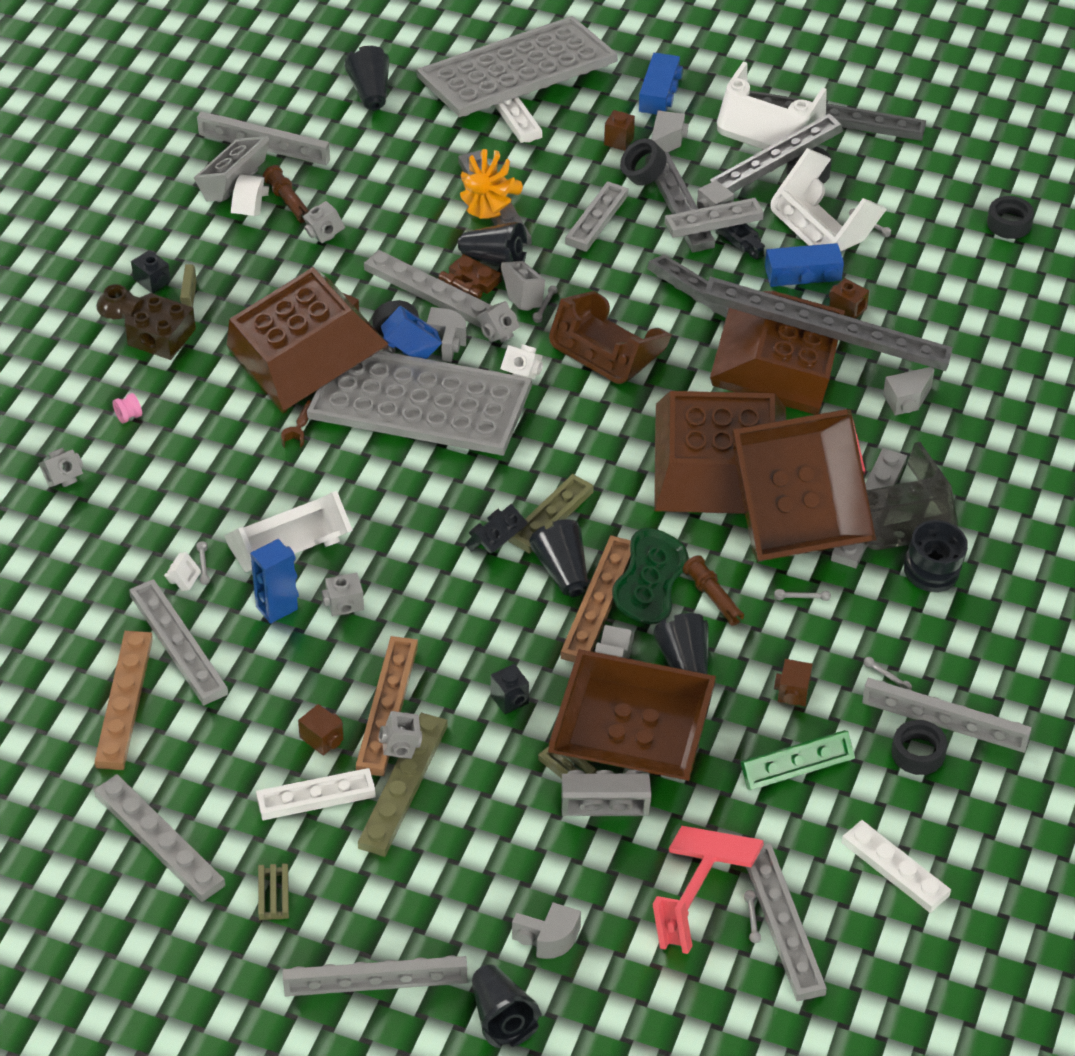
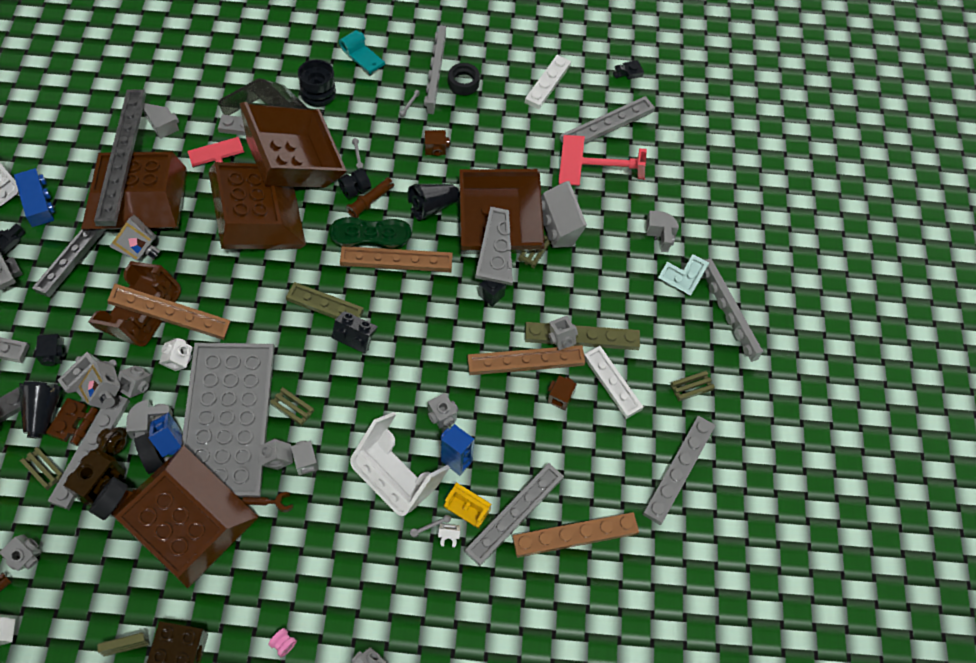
camera: 110 degrees left, 15 degrees up
(212, 600) = (467, 505): none -> yellow hinge
(339, 458) = (304, 457): none -> light grey brick
(347, 277) = (108, 498): none -> black tyre
(350, 428) = (275, 454): none -> light grey brick
(385, 277) = (98, 466): none -> dark brown brick
(412, 460) = (279, 397): none -> olive tile
(422, 250) = (32, 457): none -> olive tile
(454, 930) = (686, 279): none -> light aqua plate
(494, 288) = (99, 385): none -> light grey torso
(503, 1008) = (724, 237): black cone -> none
(550, 677) = (495, 254): none -> light grey wing
(562, 555) = (369, 283): black cone -> none
(570, 262) = (50, 349): none -> black brick
(578, 356) = (168, 311): none -> medium nougat plate
(616, 642) = (440, 239): light grey brick -> none
(700, 340) = (135, 240): none -> light grey torso
(739, 573) = (354, 183): none -> black wheel
(750, 897) = (594, 143): light grey hinge -> none
(797, 760) = (494, 132): plate -> none
(849, 297) = (69, 165): reddish brown brick -> none
(897, 993) = (629, 69): none -> black plate
(1016, 626) = (355, 48): none -> teal door

